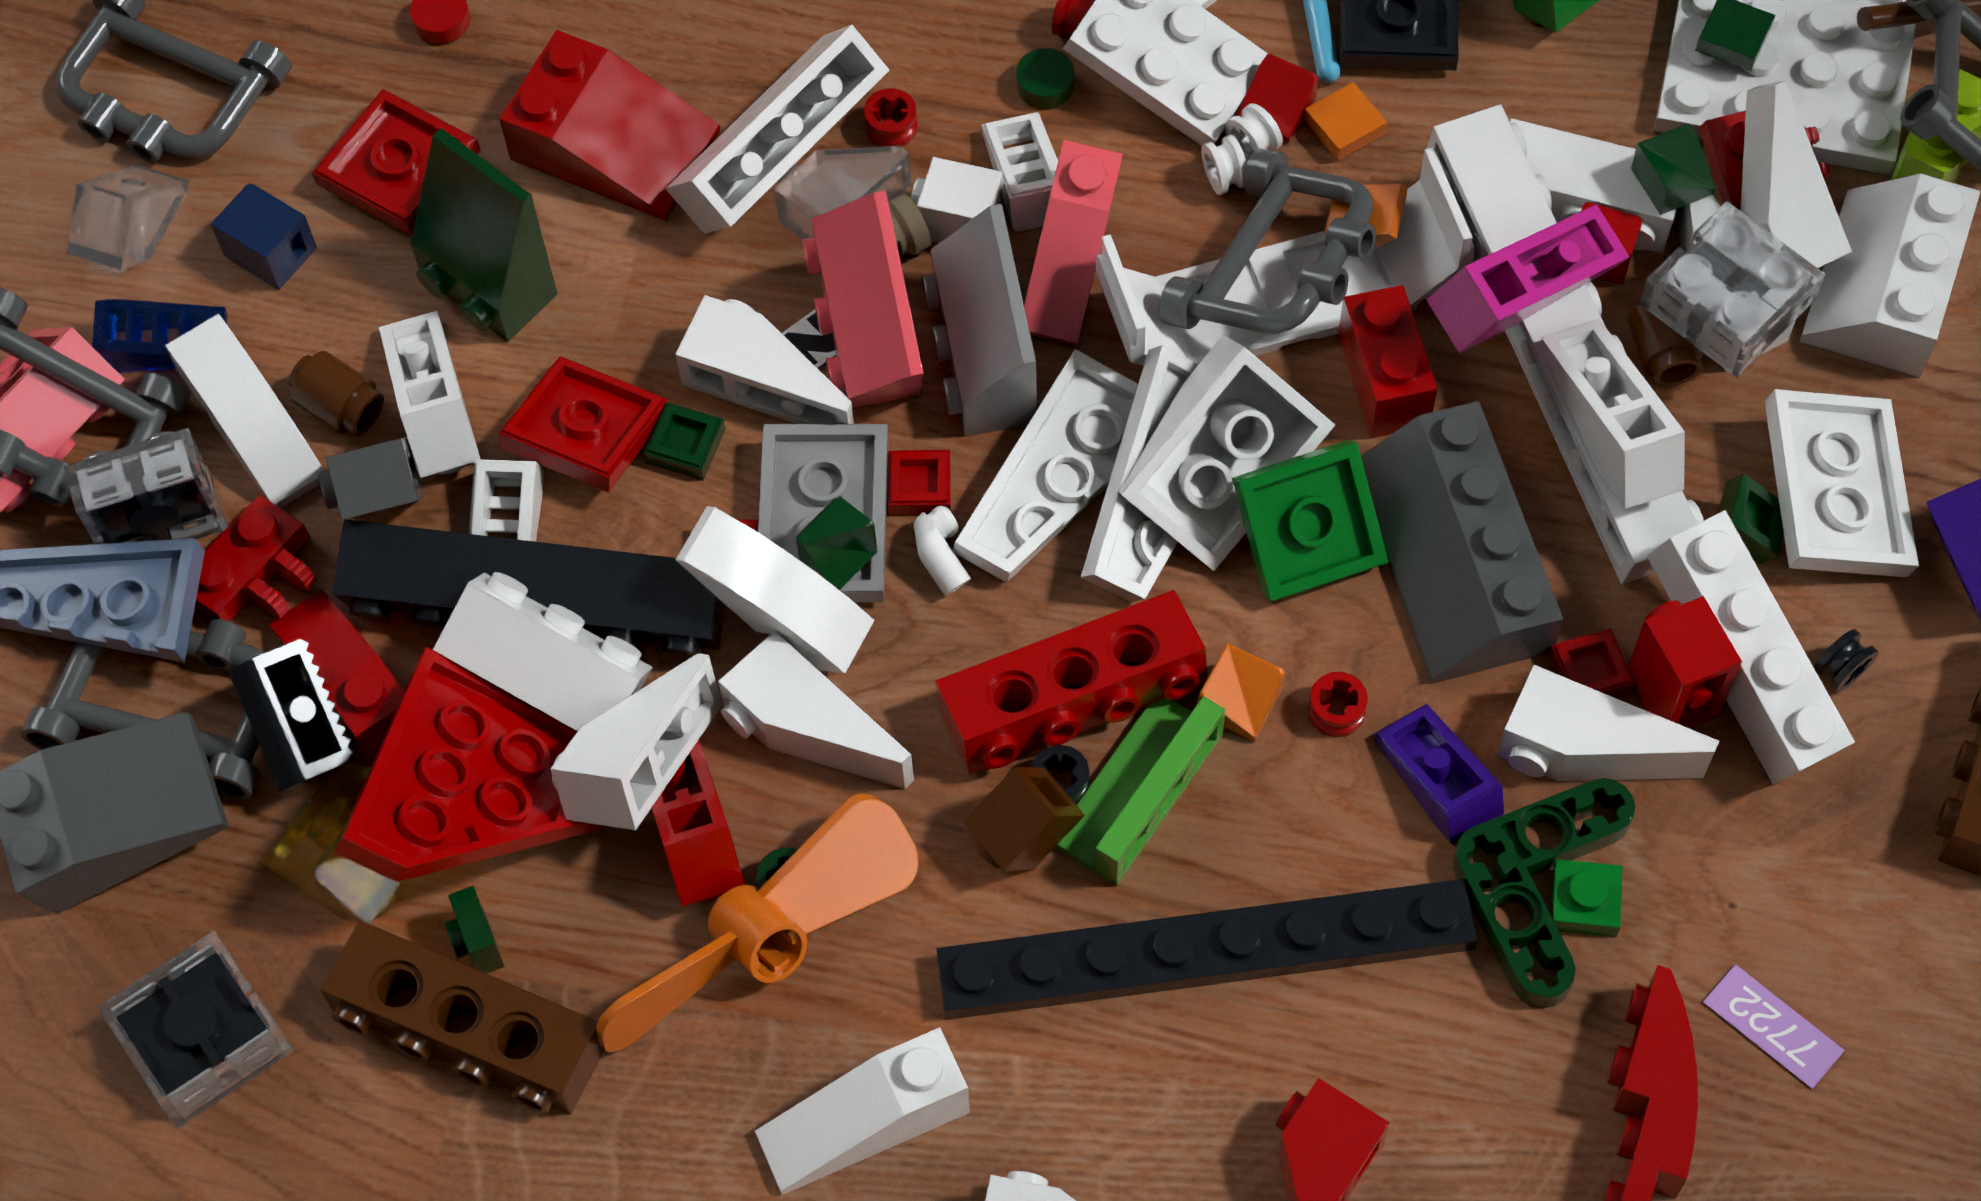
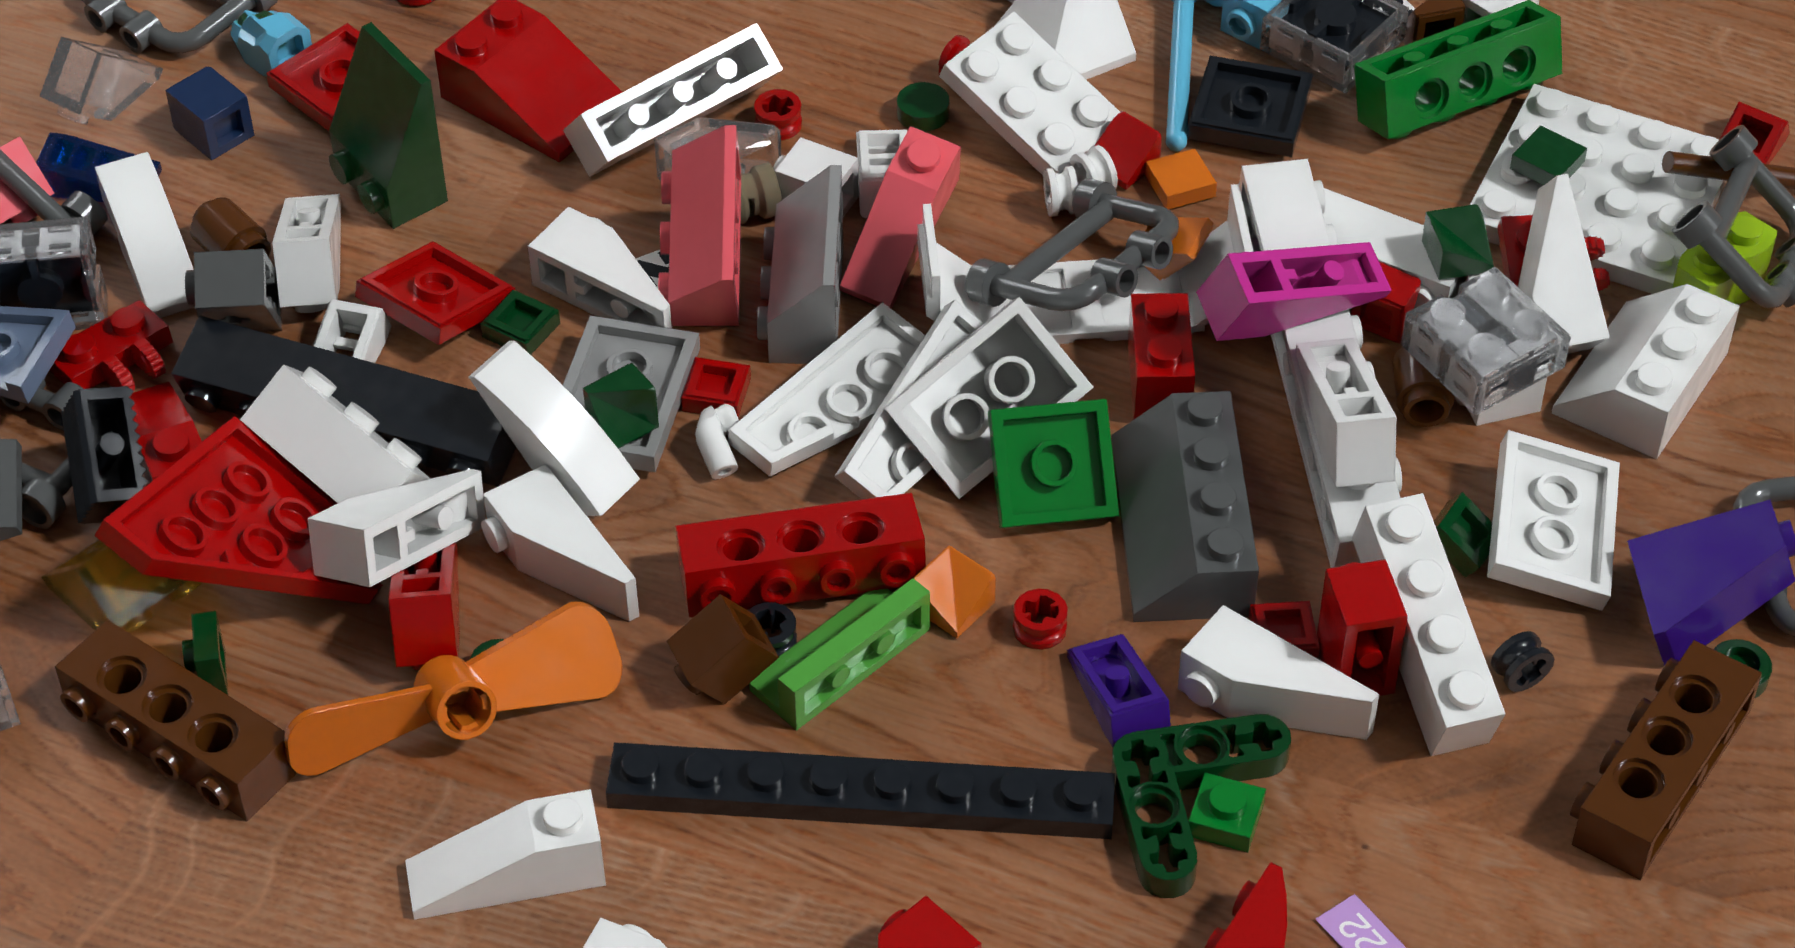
camera: 10 degrees right, 15 degrees down
(300, 125) = (269, 38): none -> medium azure rock

